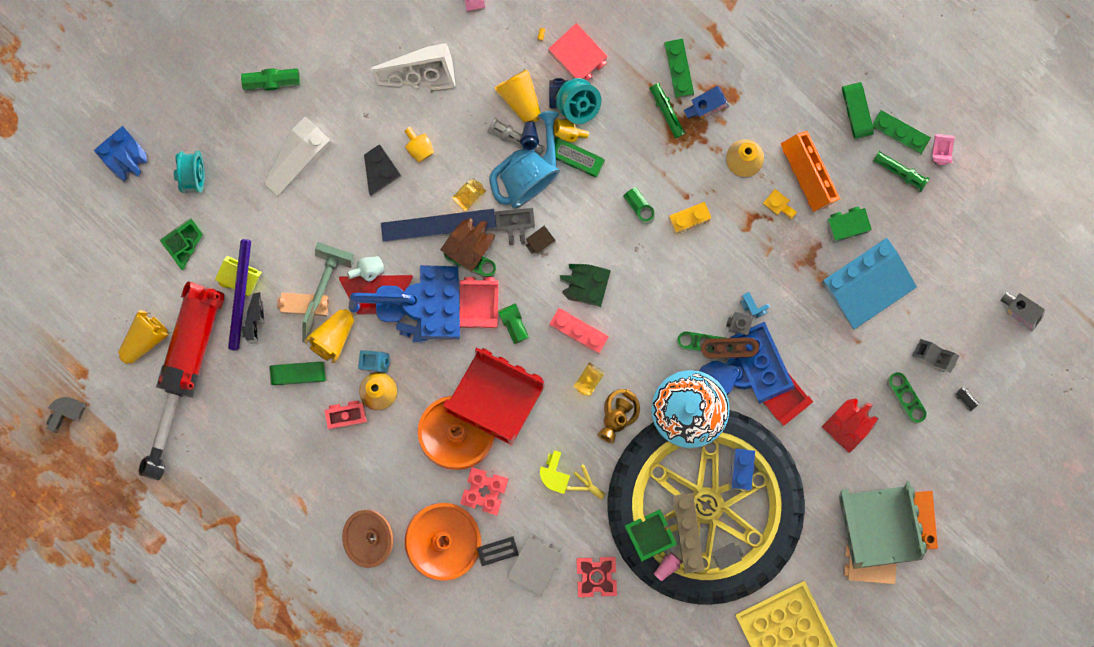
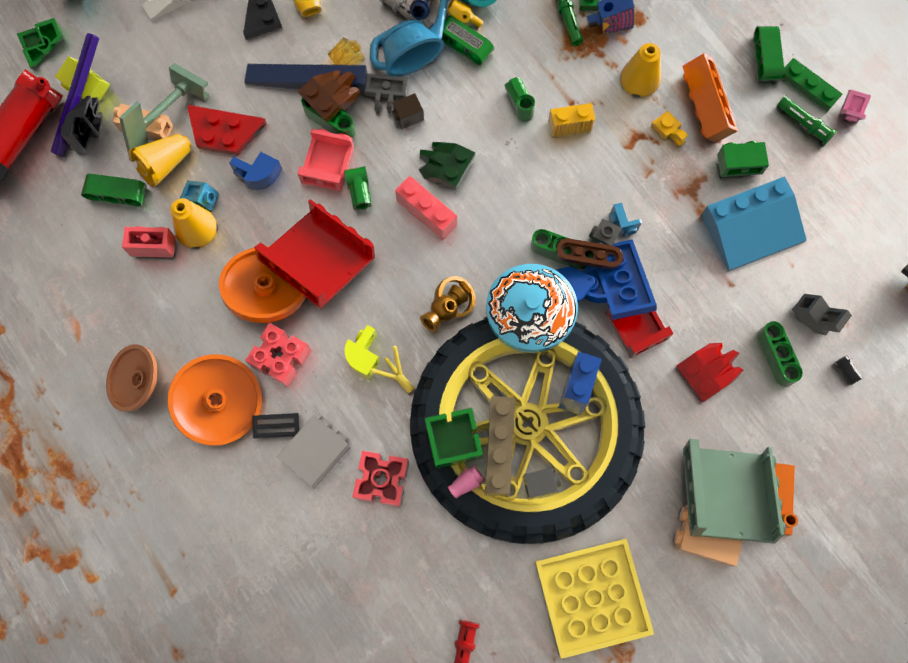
camera: 10 degrees right, 10 degrees down
(368, 268) = (218, 101): light aqua piece -> none
(434, 298) = (274, 145): blue plate -> none
(589, 379) = (426, 260): clear yellow bracket -> none

